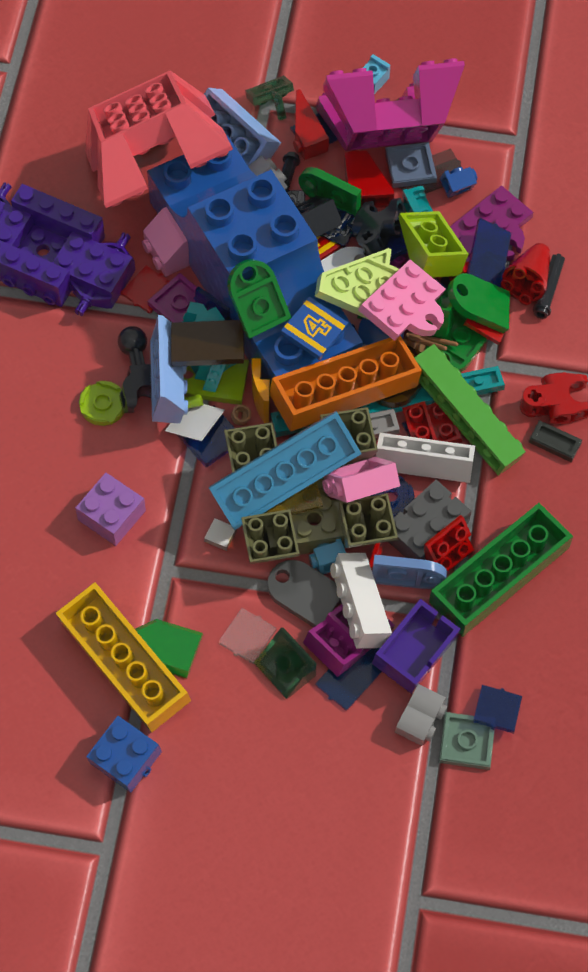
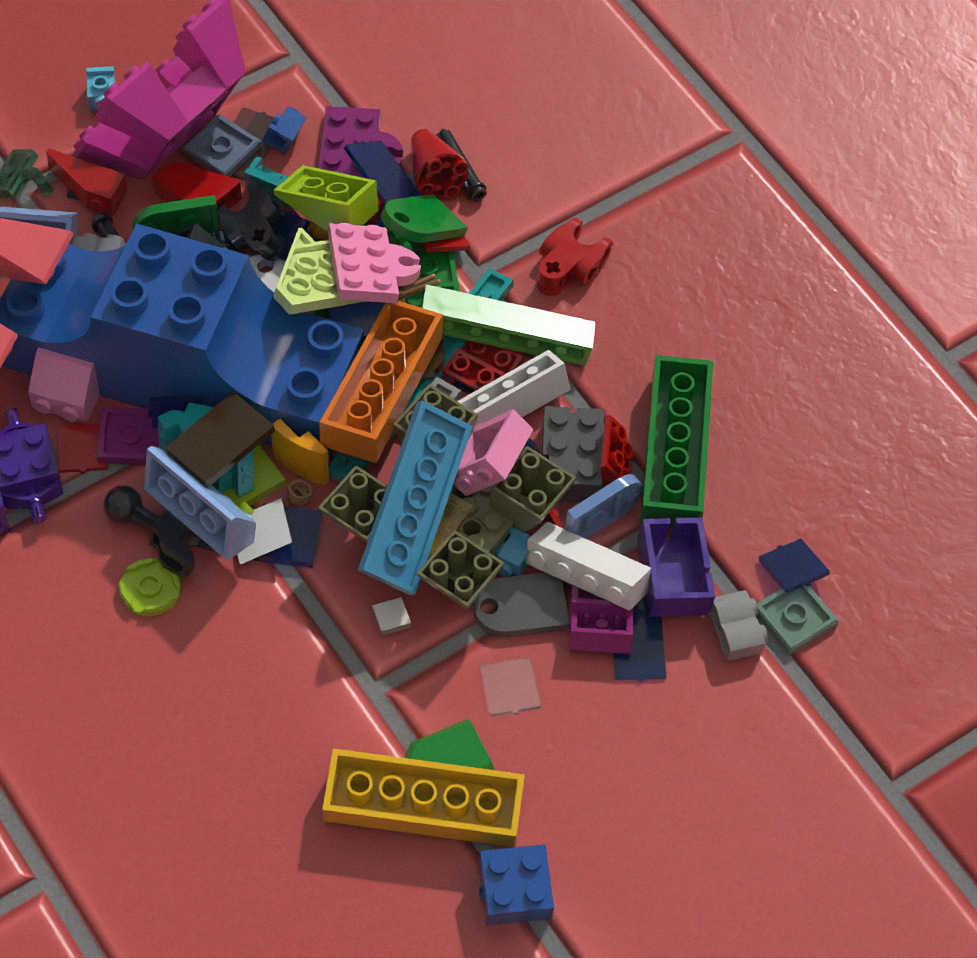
camera: 45 degrees left, 5 degrees down
(110, 509) = (266, 675): medium lavender brick -> none
(257, 299) = (241, 354): green tile -> none
(286, 664) = (575, 678): clear green slope -> none
(314, 328) = (314, 346): blue tile -> none
(555, 441) = (603, 297): pearl dark grey tile -> none

